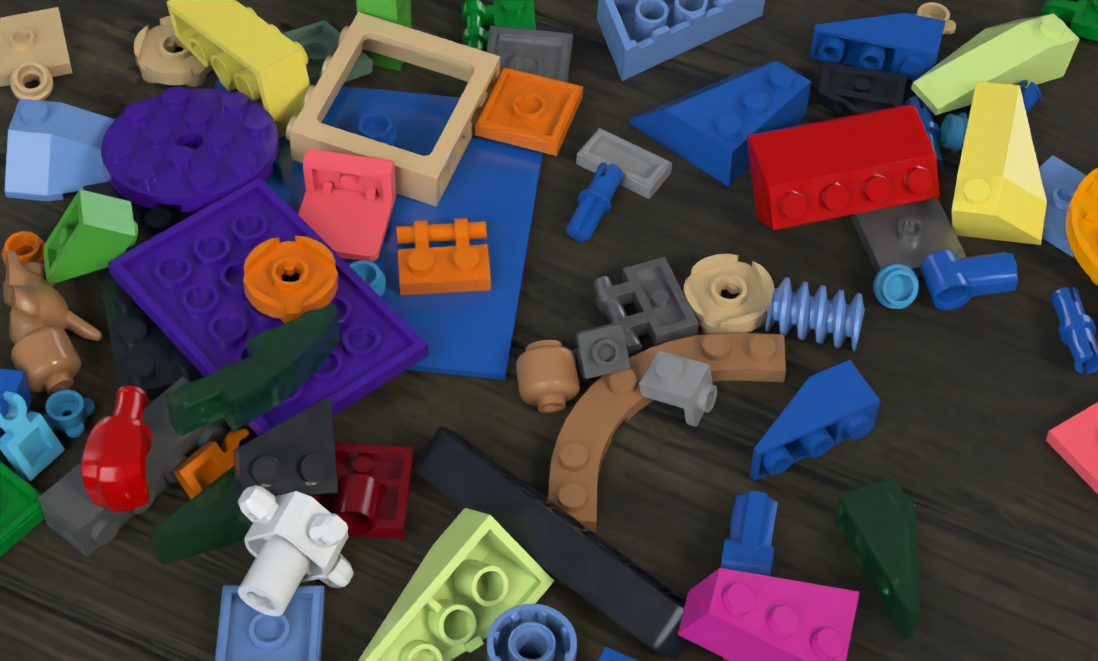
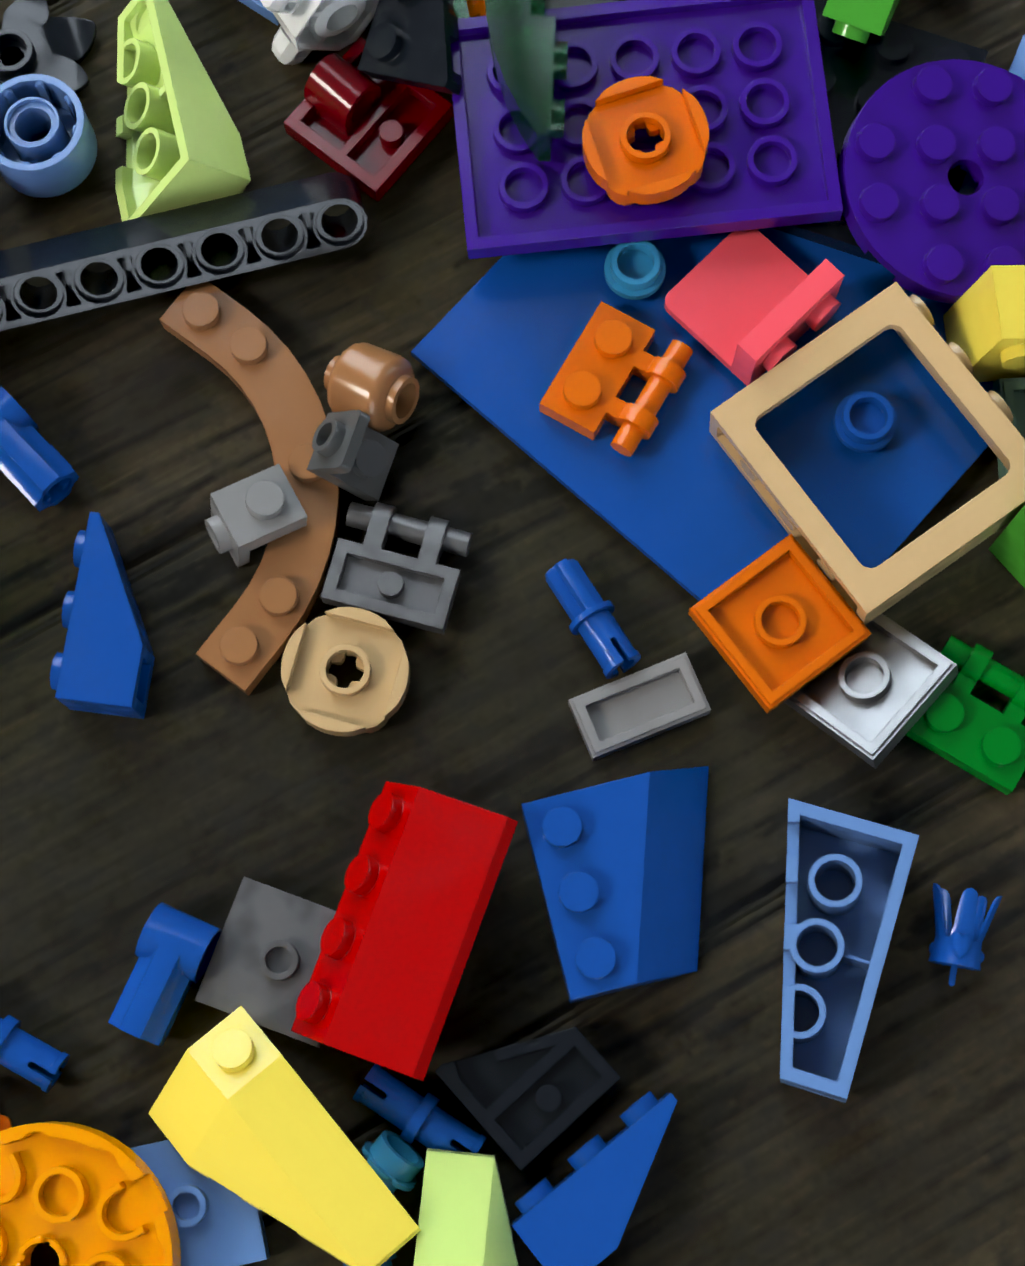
camera: 130 degrees right, 25 degrees up
(816, 313) = (236, 740): medium blue piece -> none
(896, 286) = (213, 875): dark azure plate -> none

